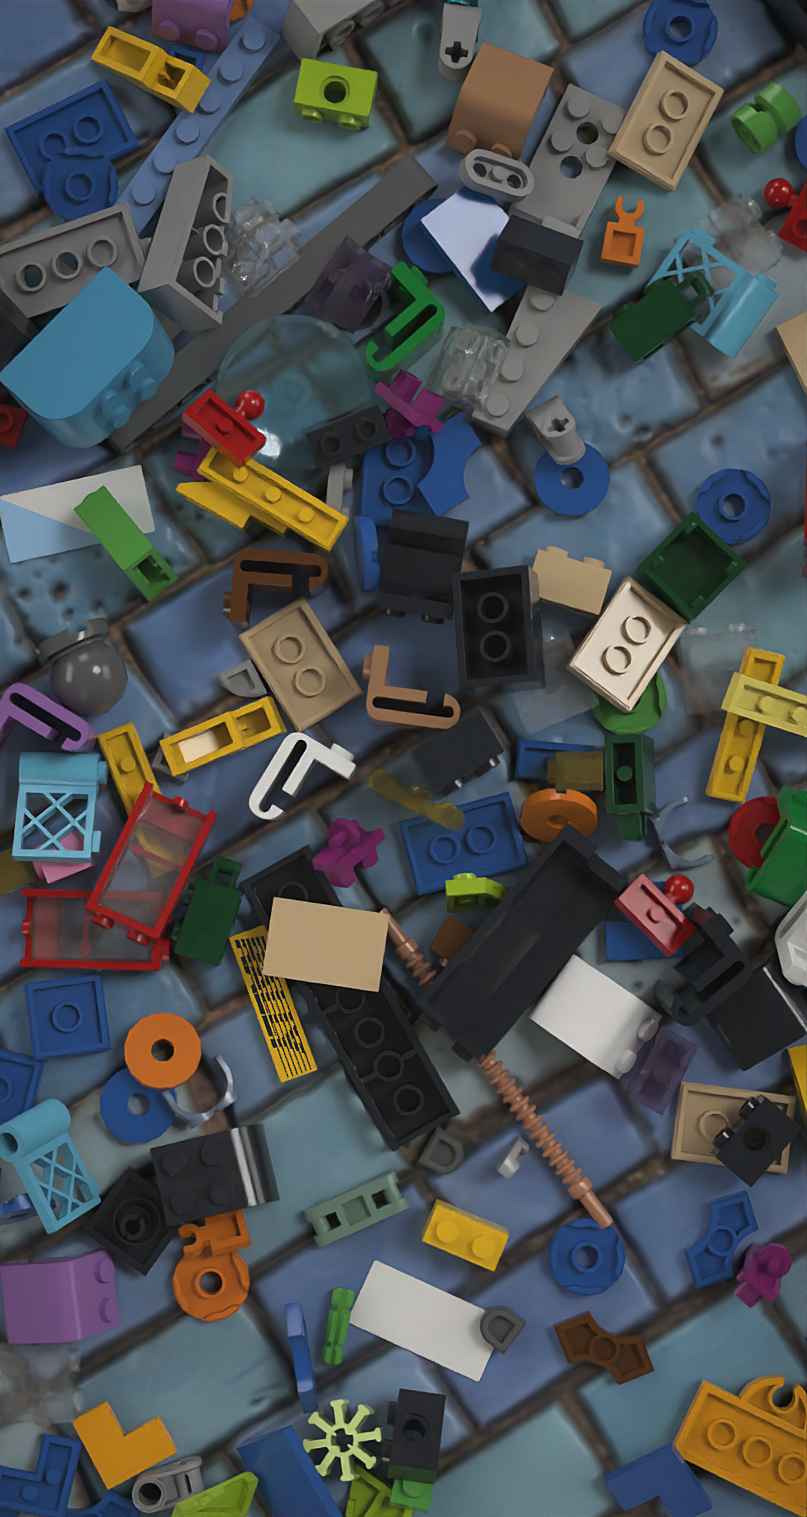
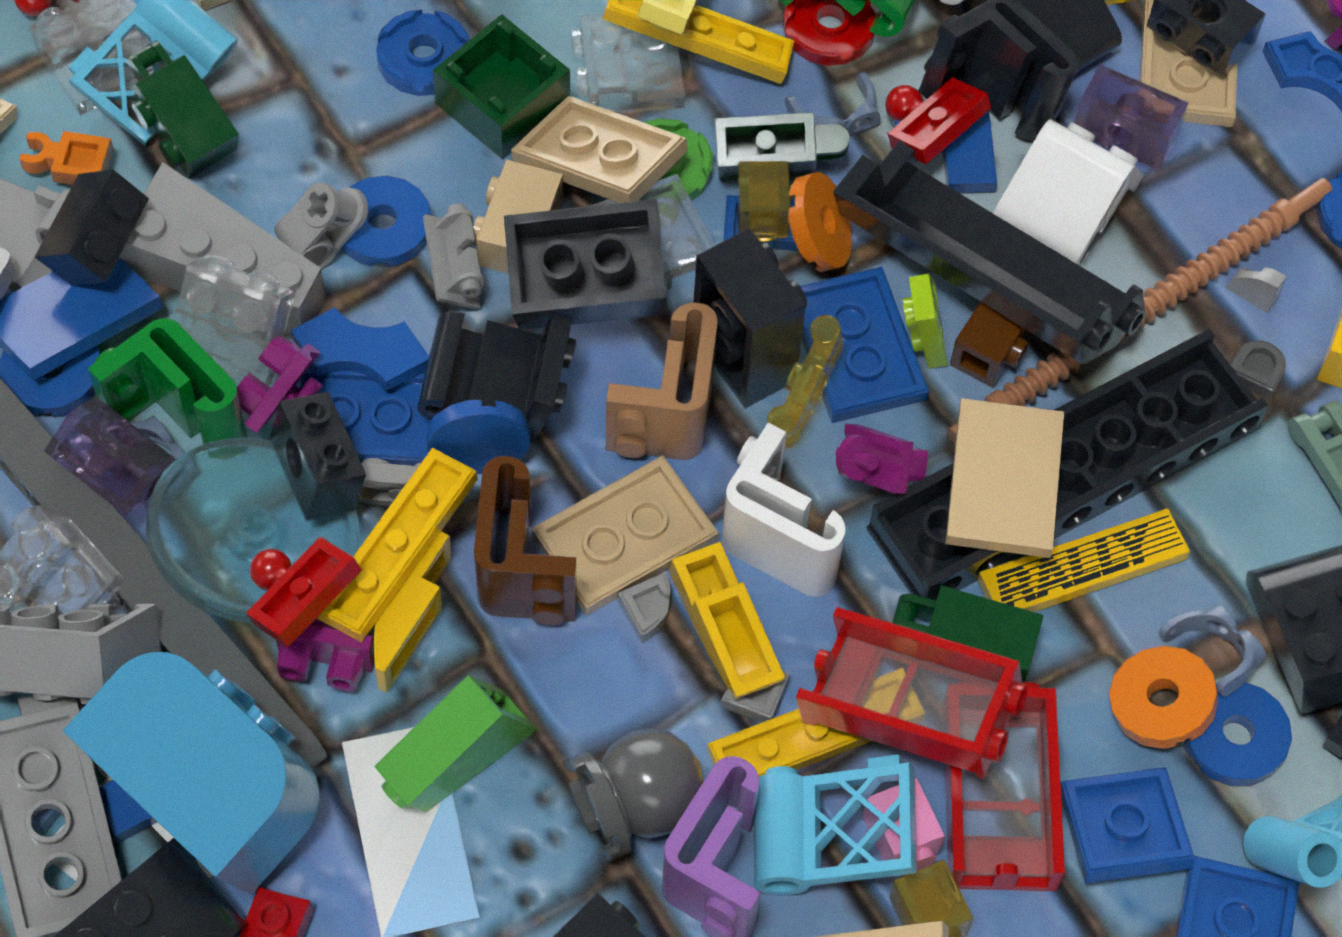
camera: 90 degrees left, 25 degrees down
(531, 532) = (452, 259): none -> light grey hinge

